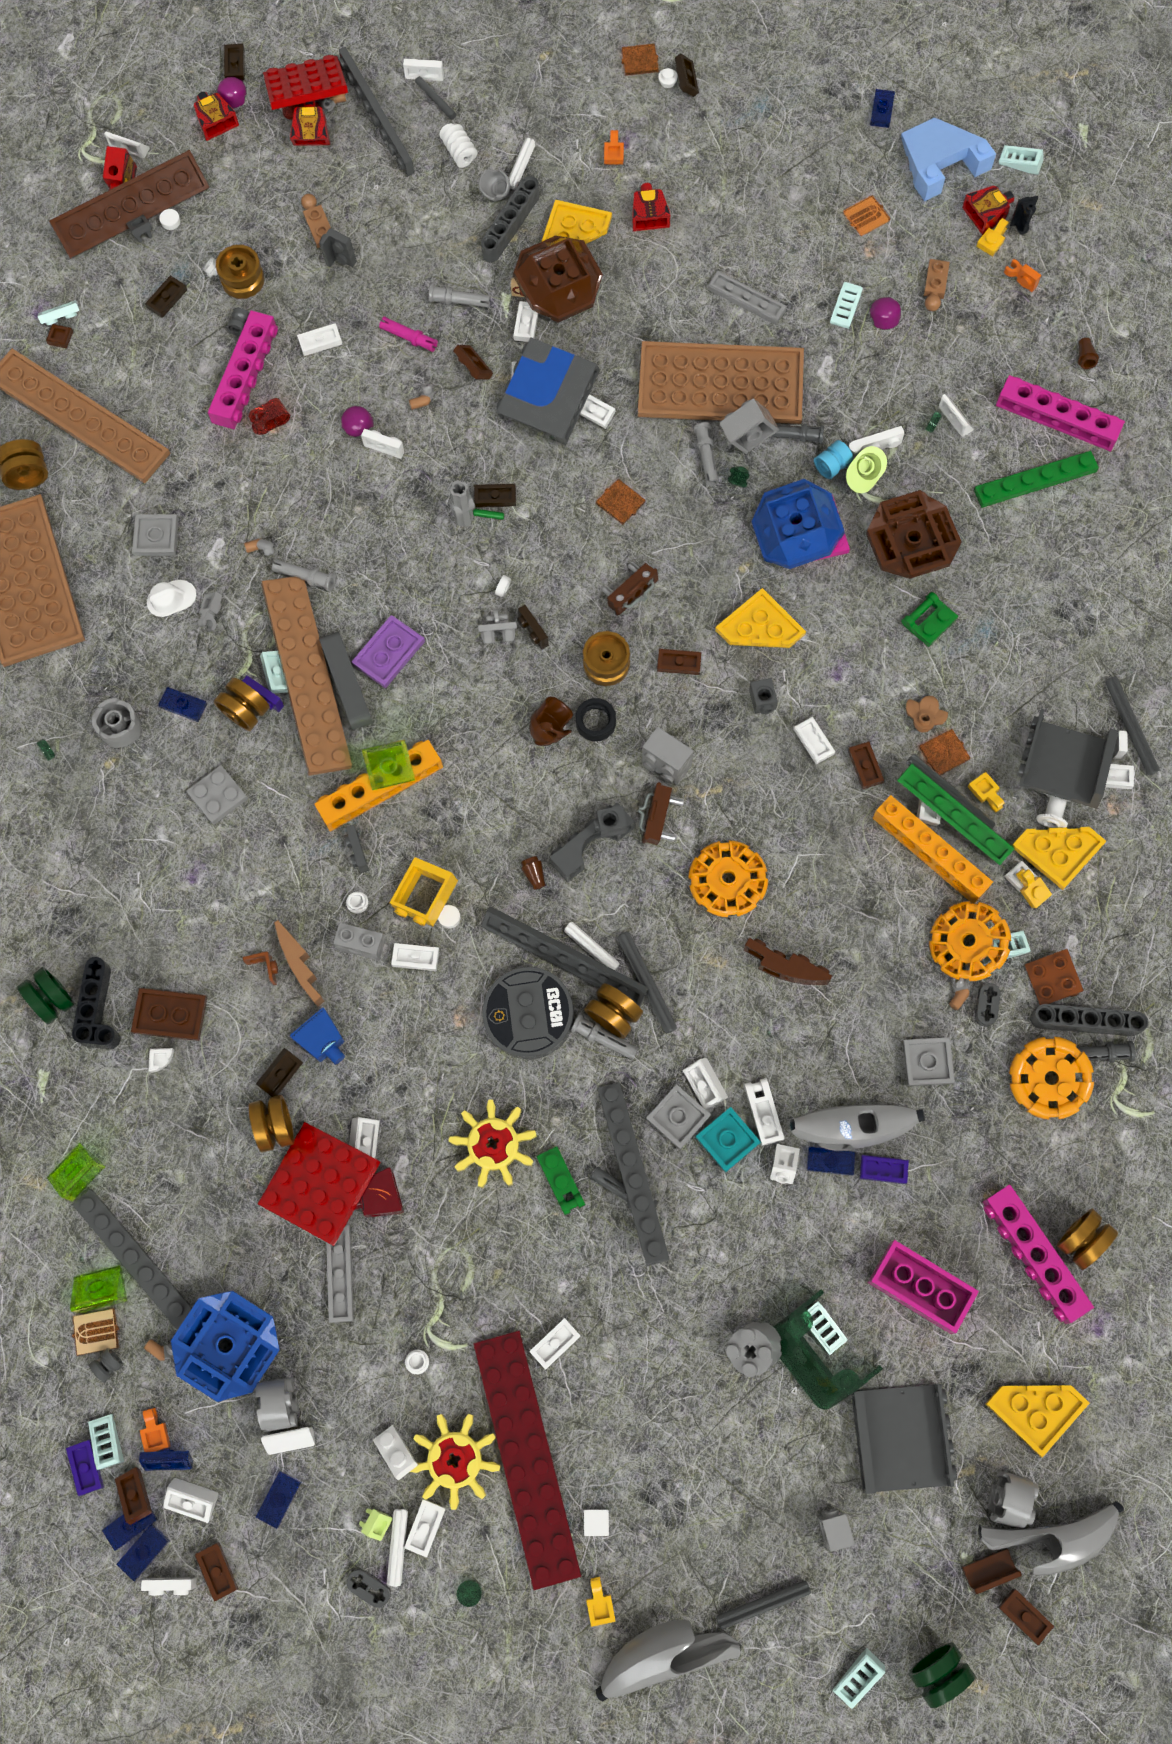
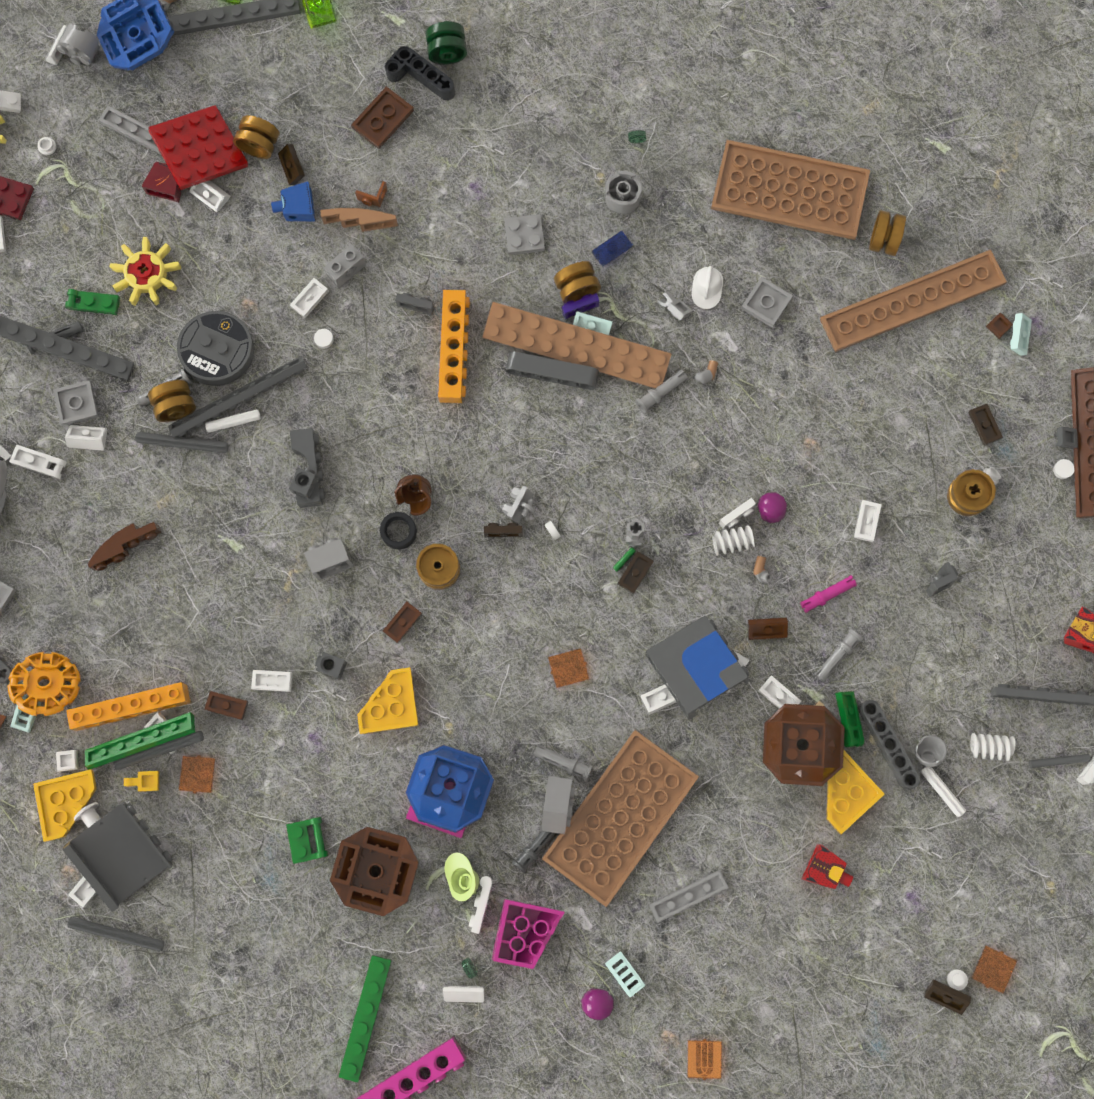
camera: 125 degrees right, 5 degrees up
(159, 1058) = (358, 97): white tile -> none
(238, 321) = (923, 467): dark grey wheel -> none
(256, 325) = (874, 434): dark pink brick -> none
(270, 415) = (819, 444): clear red piece -> none
(278, 1499) = (28, 21): clear blue plate -> none
(315, 217) = (987, 585): medium nougat plate -> none
(357, 902) = (377, 283): white plate -> none
(388, 651) = (555, 414): medium lavender plate -> none
(388, 764) = (455, 354): clear neon green slope -> none
(410, 432) = (733, 539): none -> white piece
(416, 869) = (357, 344): yellow window -> none
(507, 259) = (850, 719): none -> green plate
(533, 871) = (314, 414): reddish brown cone -> none
(613, 150) = (905, 878): orange plate -> none
(629, 592) = (485, 626): reddish brown piece -> none
(657, 813) = (294, 527): reddish brown piece -> none
(723, 890) = (224, 552): light orange plate -> none
(728, 1139) = (37, 425): teal plate -> none
(739, 476) = (525, 773): clear green plate -> none
(834, 459) = (488, 858): medium azure wheel -> none
(873, 395) = (524, 933): none -> dark pink wedge
(926, 710) = (237, 783): medium nougat plate -> none
(935, 283) = (597, 1069): medium nougat plate -> none
(961, 993) = (16, 653): arm -> none
(1034, 888) = (48, 760): yellow plate -> none
(1121, 745) = (102, 908): white tile -> none

